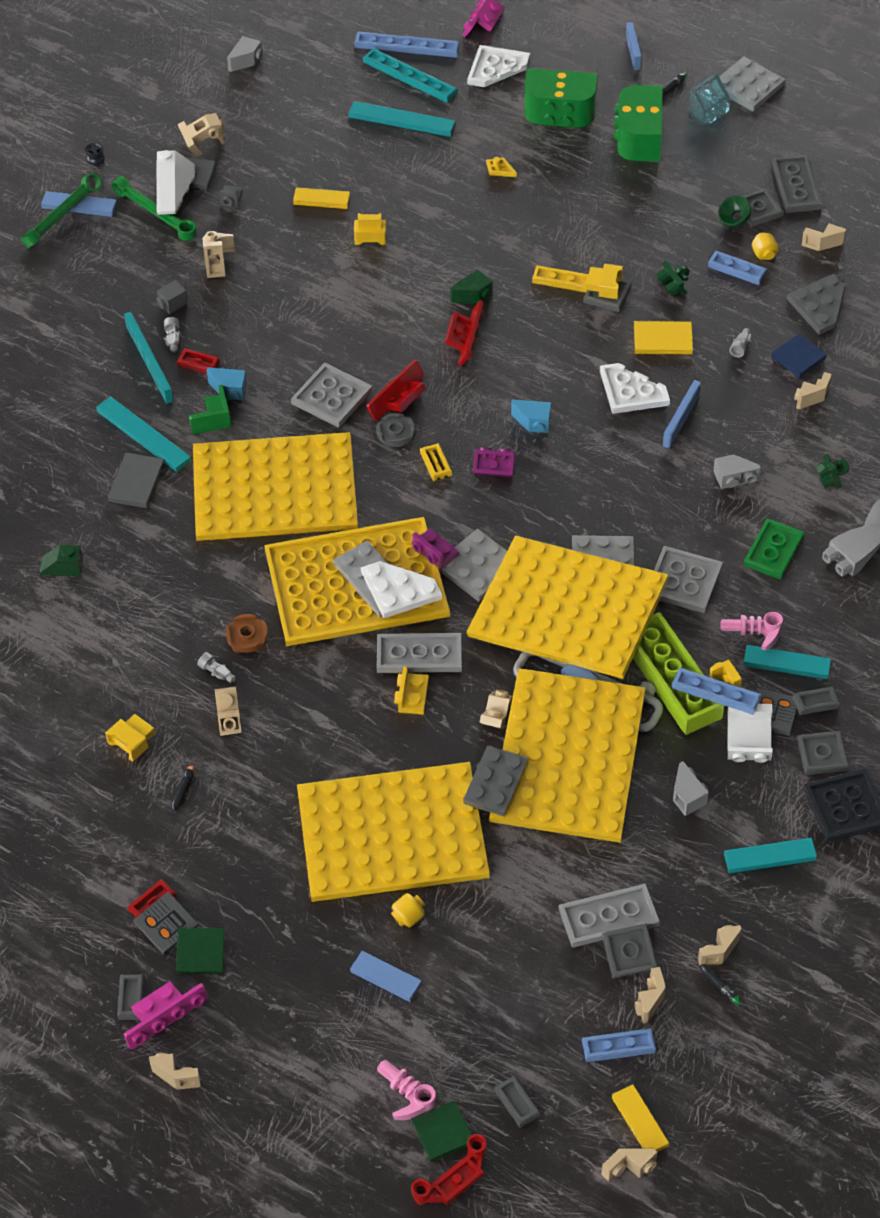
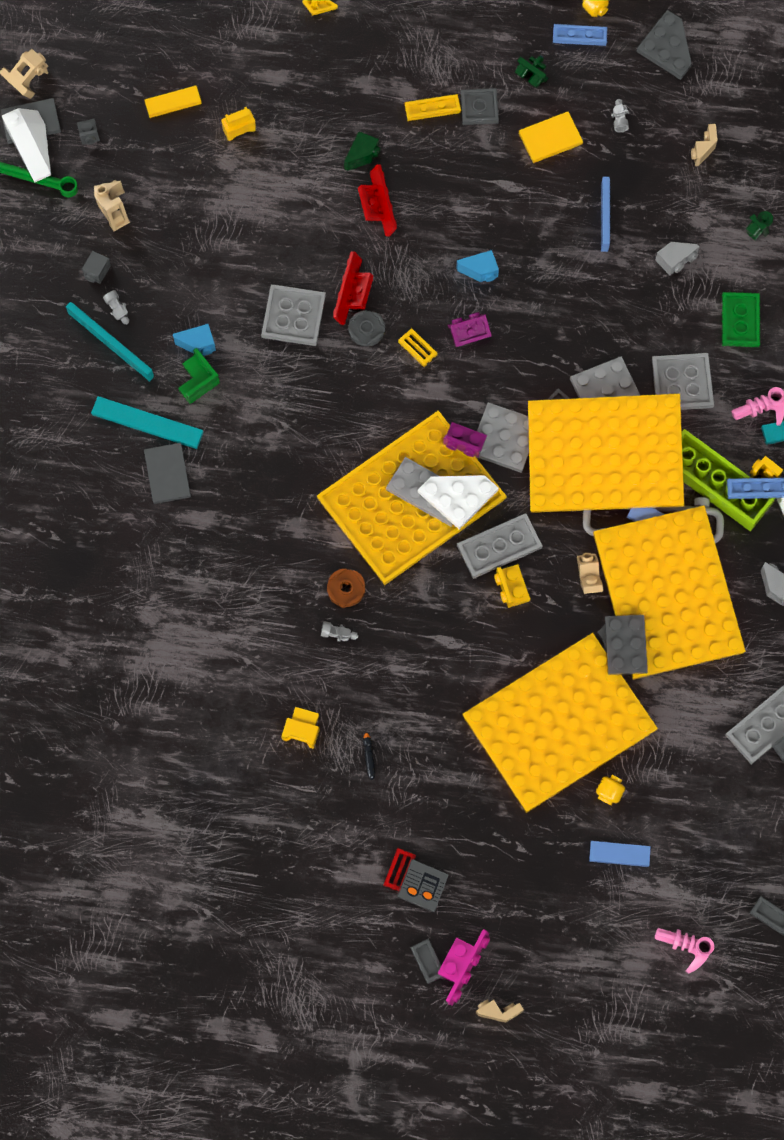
camera: 25 degrees left, 20 degrees up
(62, 561) = (149, 584): dark green slope -> none
(198, 363) = (151, 332): red tile -> none
(200, 951) = (463, 898): dark green tile -> none
(228, 711) = (369, 669): tan slope -> none
(274, 486) = (291, 429): yellow plate -> none
(441, 1131) = (728, 966): dark green tile -> none
(456, 1179) = (759, 1001): red plate -> none
(605, 280) = (476, 98): yellow piece -> none
(631, 390) = (549, 205): white plate -> none
(798, 355) = (674, 110): dark blue tile -> none

